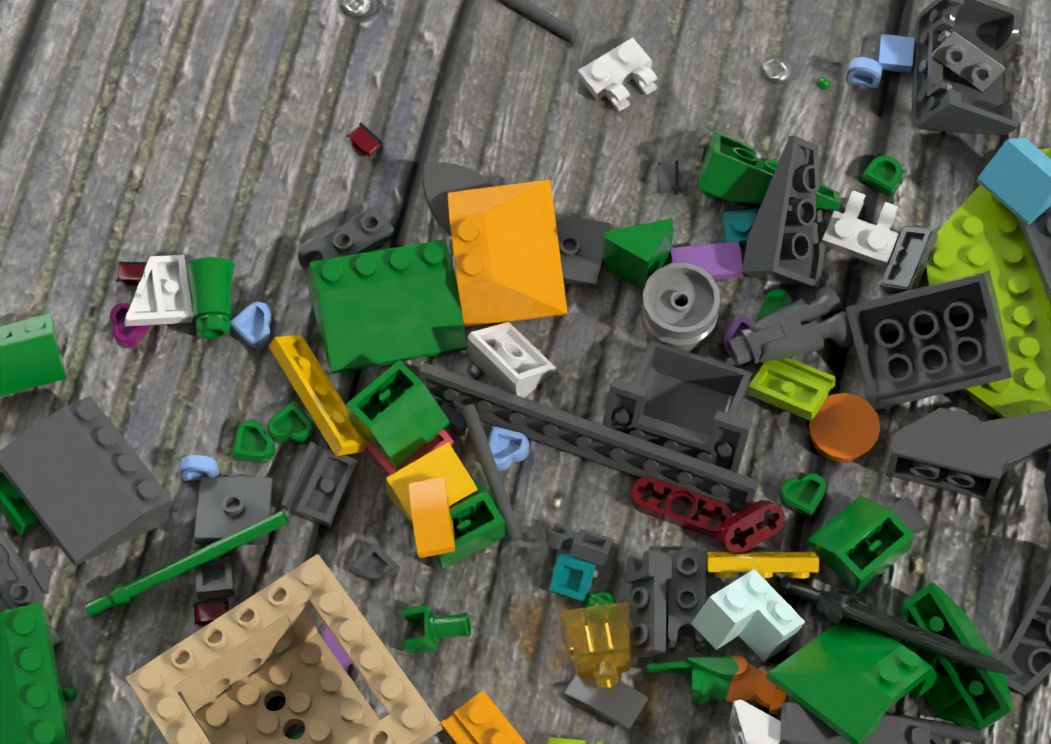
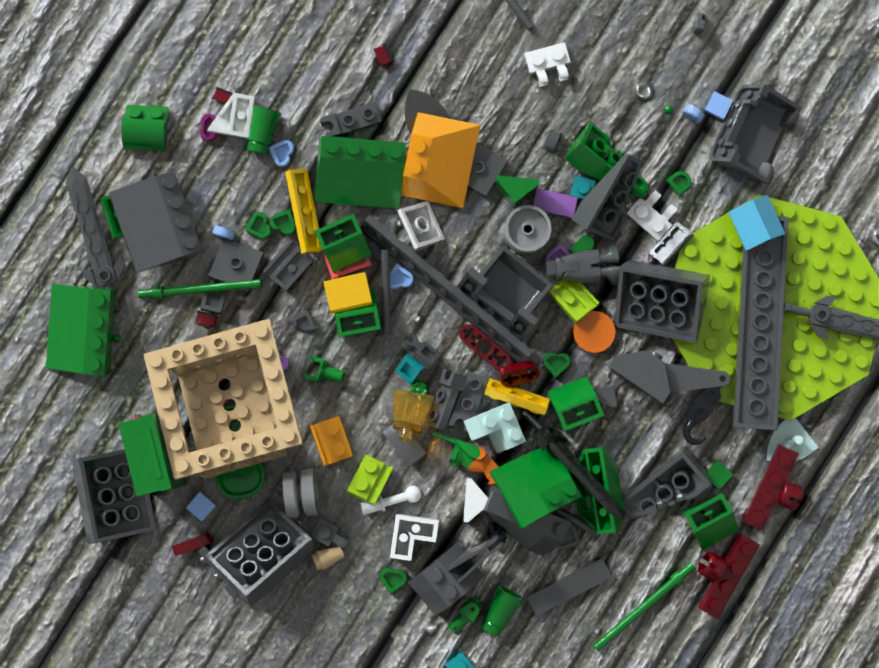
camera: 20 degrees right, 20 degrees up
(431, 517) = (339, 315): light orange slope -> none
(967, 60) = (756, 130): light grey hinge -> none

